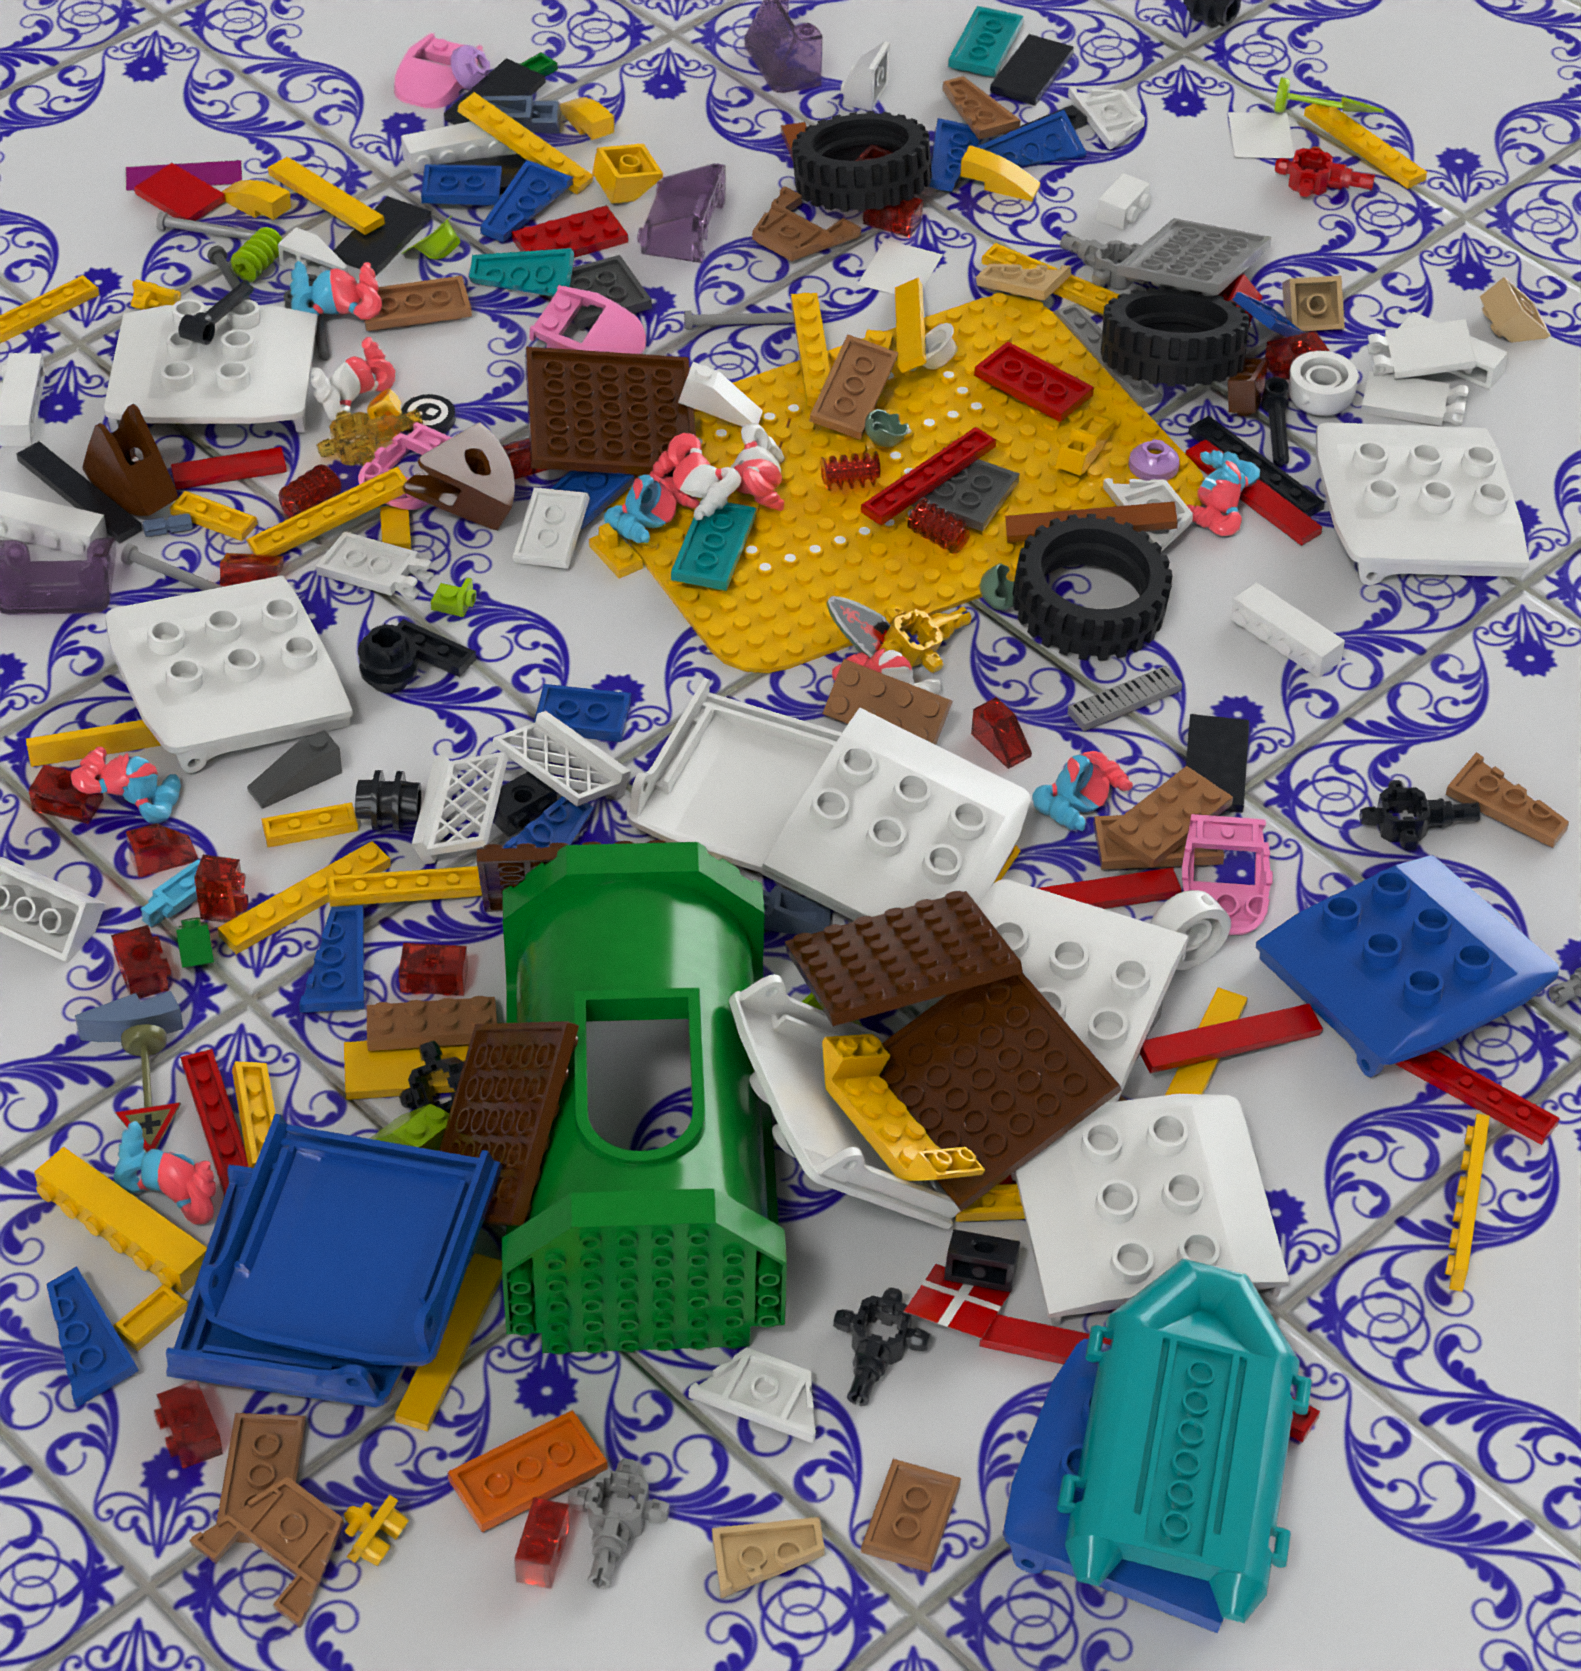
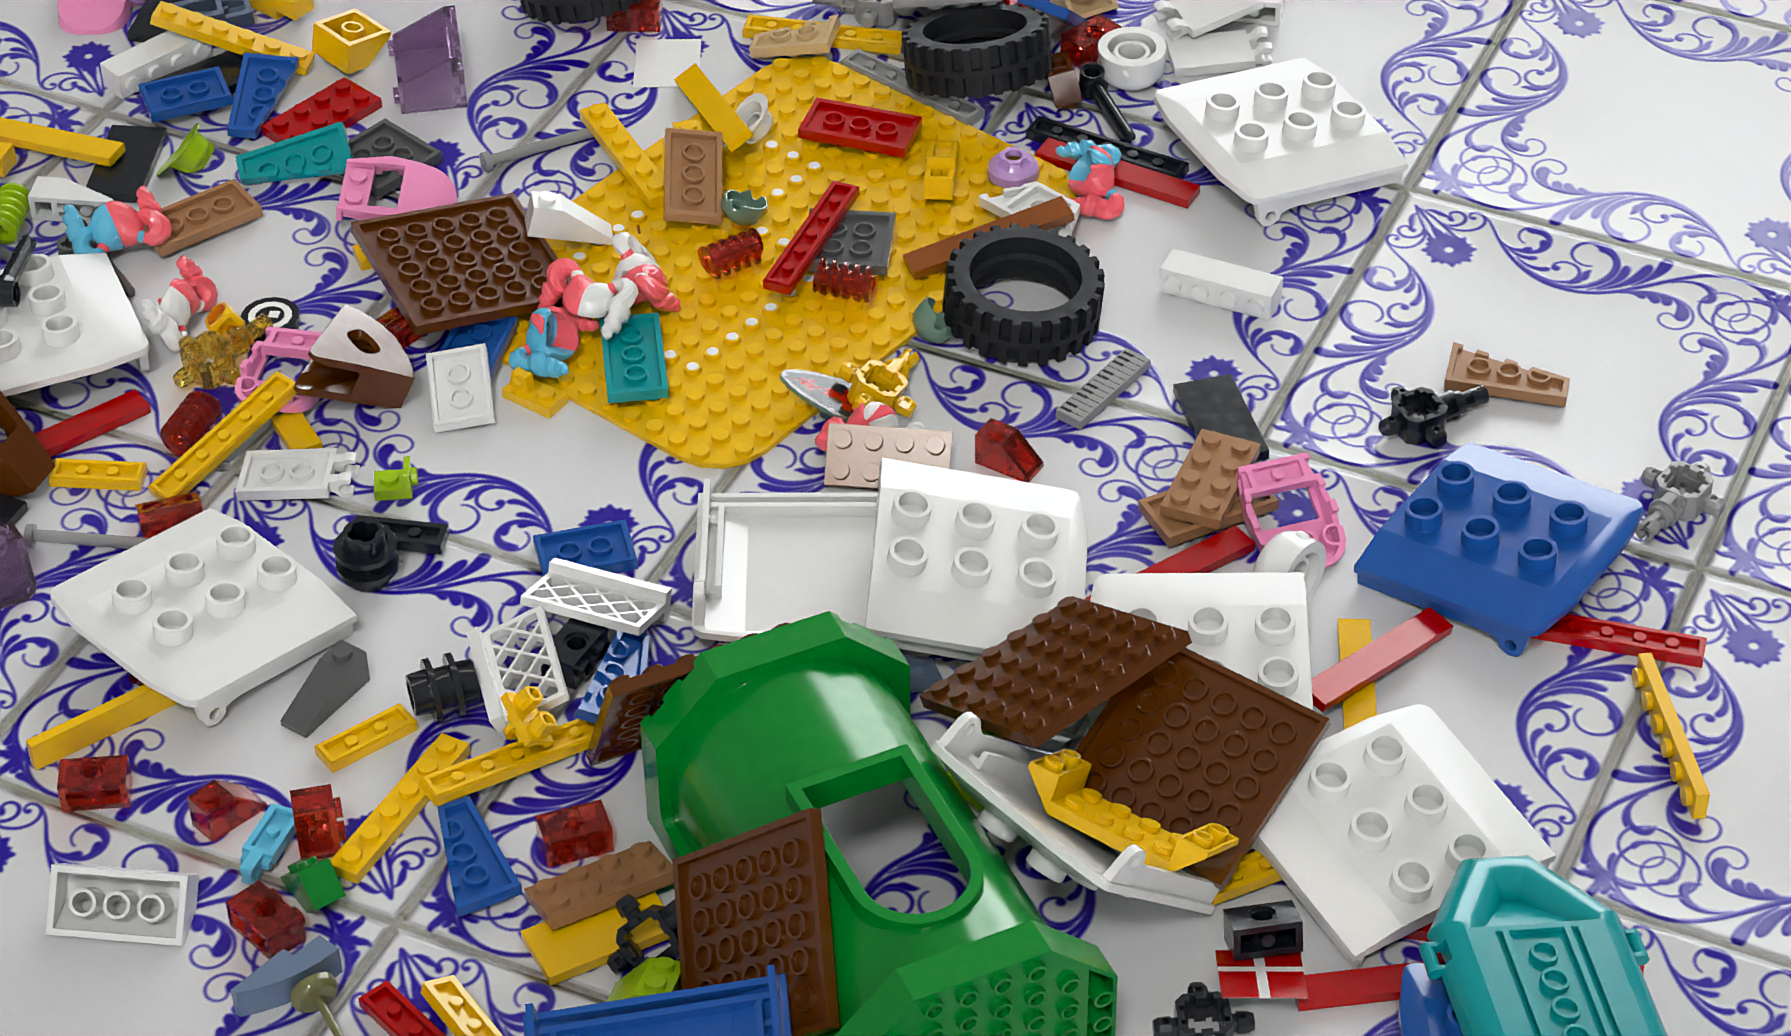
camera: 20 degrees left, 5 degrees down
(129, 778) = (161, 745): hair -> none
(160, 526) = (49, 499): sand blue piece -> none
(439, 852) = (524, 719): none -> yellow hips
(794, 235) = (549, 57): medium nougat wing -> none
(1080, 787) = (1113, 480): hair -> none

